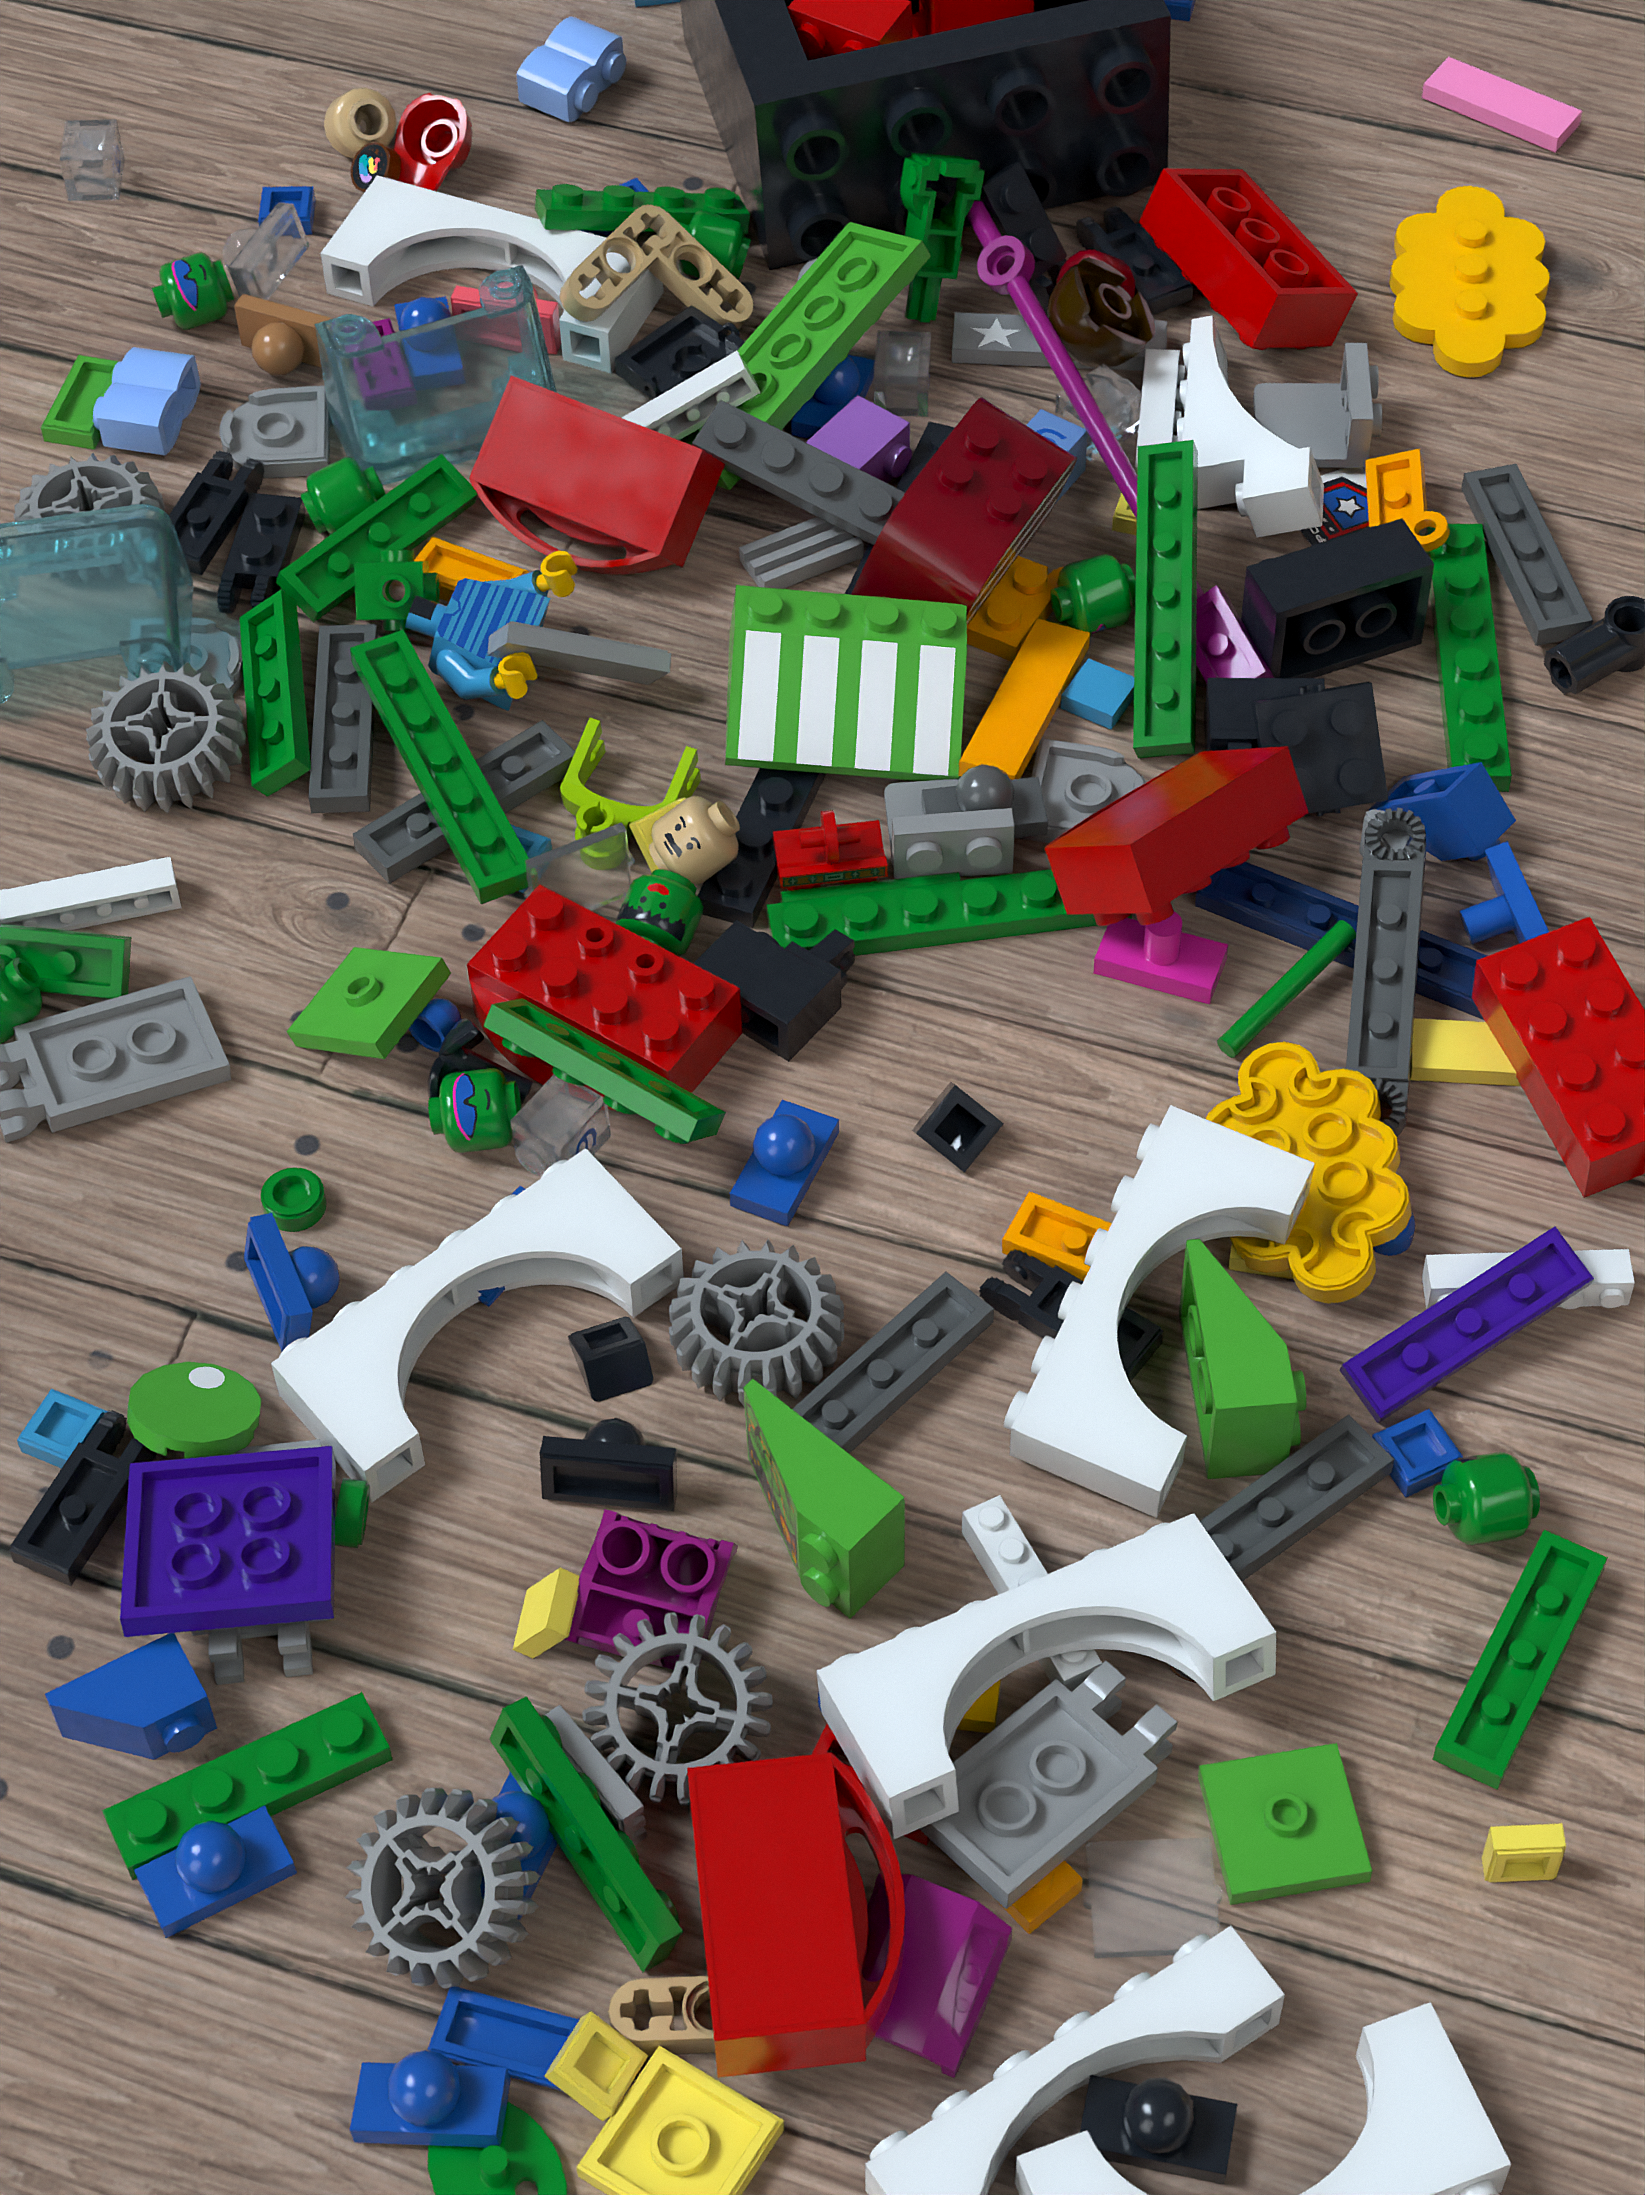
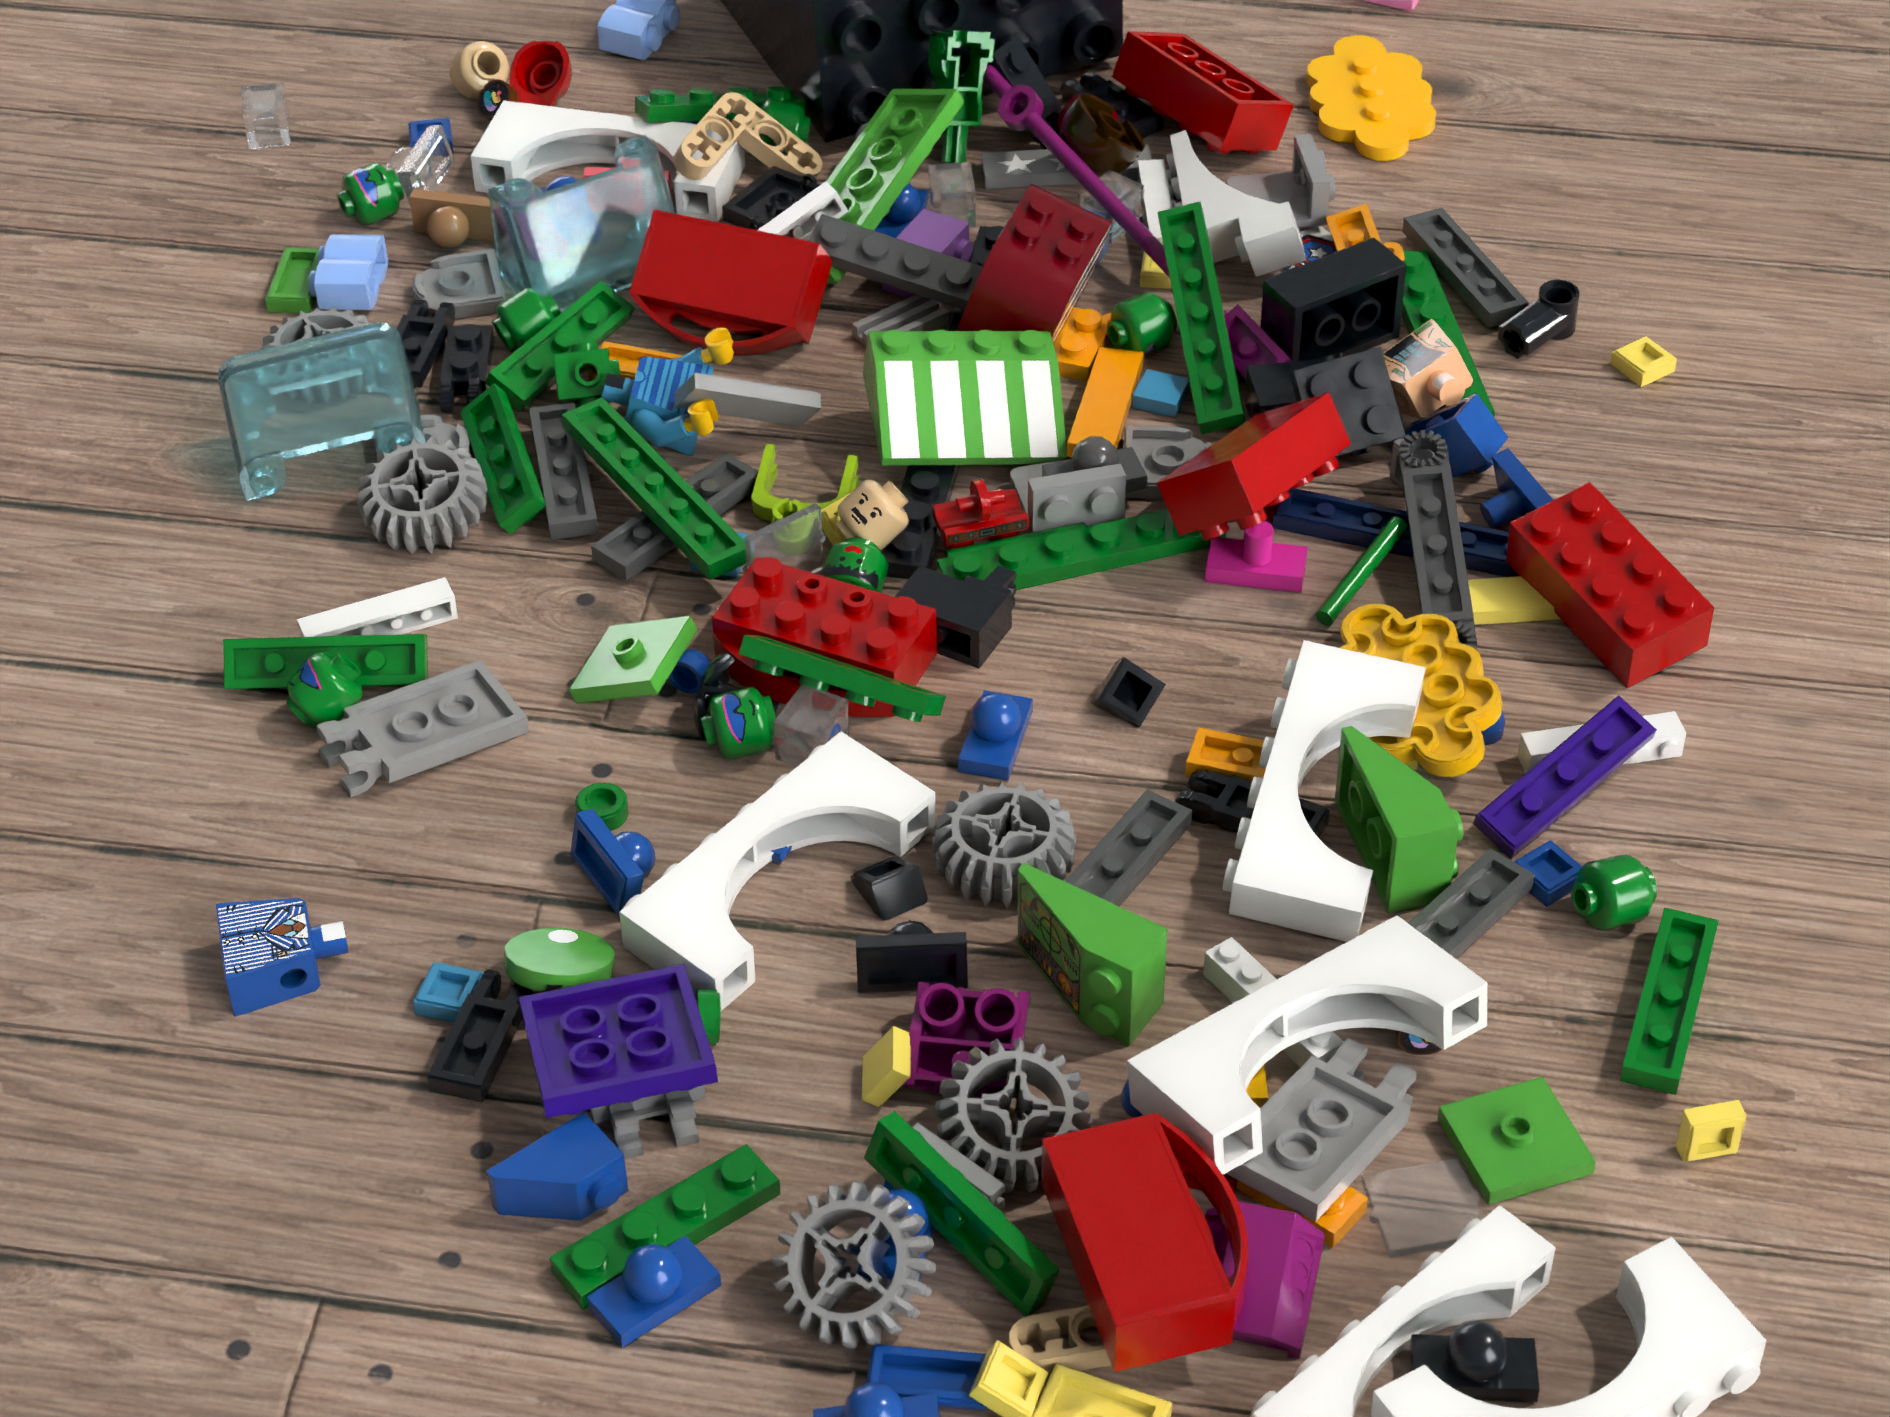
camera: 10 degrees left, 10 degrees down
(1429, 715) = (1426, 371): none -> light nougat torso

